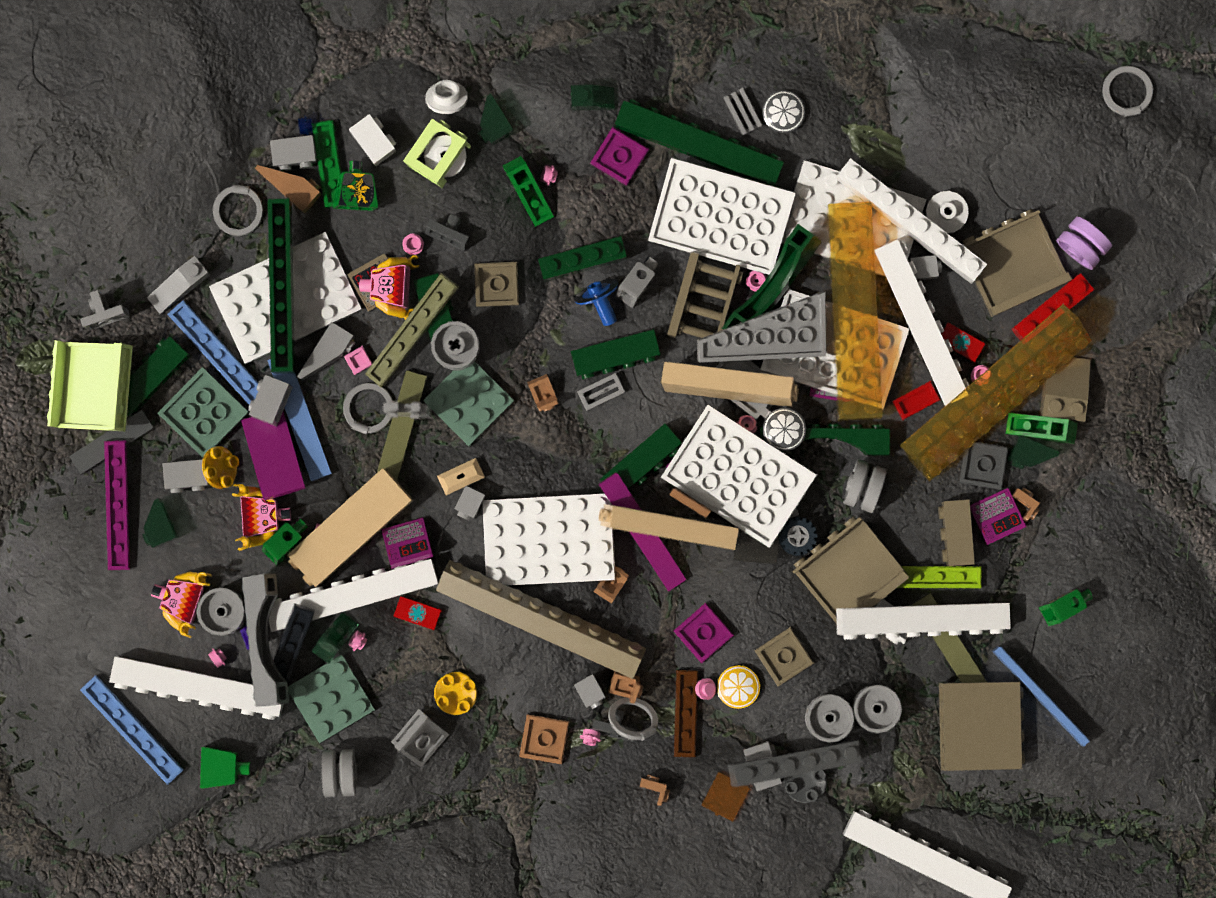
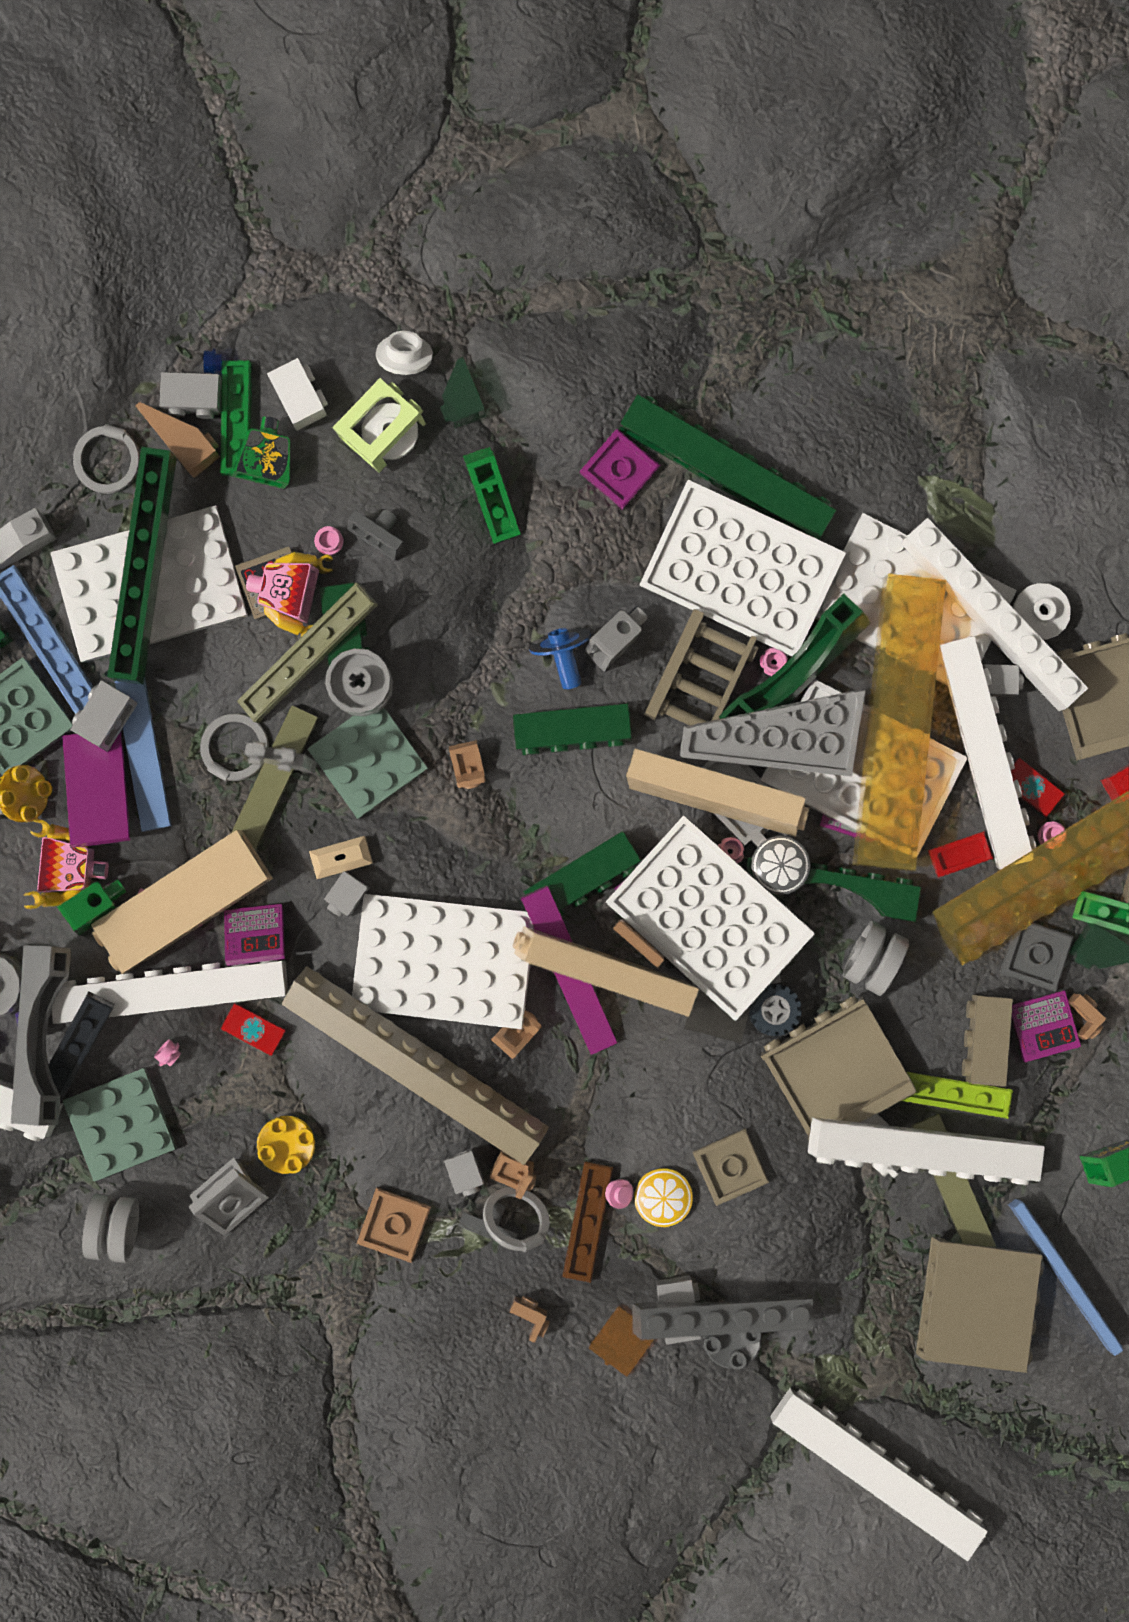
camera: 10 degrees right, 0 degrees up
(331, 347) = (196, 659): light grey slope -> none
(335, 638) = (138, 1045): clear green slope -> none
(358, 360) = (231, 682): bright pink tile -> none
(496, 284) = (430, 611): dark tan tile -> none
(548, 175) = (522, 478): bright pink plate -> none
(582, 259) = (548, 595): dark green brick -> none
(590, 737) = (455, 1233): bright pink plate -> none
(592, 97) = (595, 385): clear green slope -> none
(617, 384) = (521, 782): light grey tile -> none
(703, 633) = (628, 1117): magenta tile -> none
(734, 95) = (784, 413): light grey tile -> none
(783, 111) = (845, 445): dish -> none
(816, 718) = (794, 1253): light grey wheel -> none
(867, 699) = (839, 1275): light grey wheel -> none

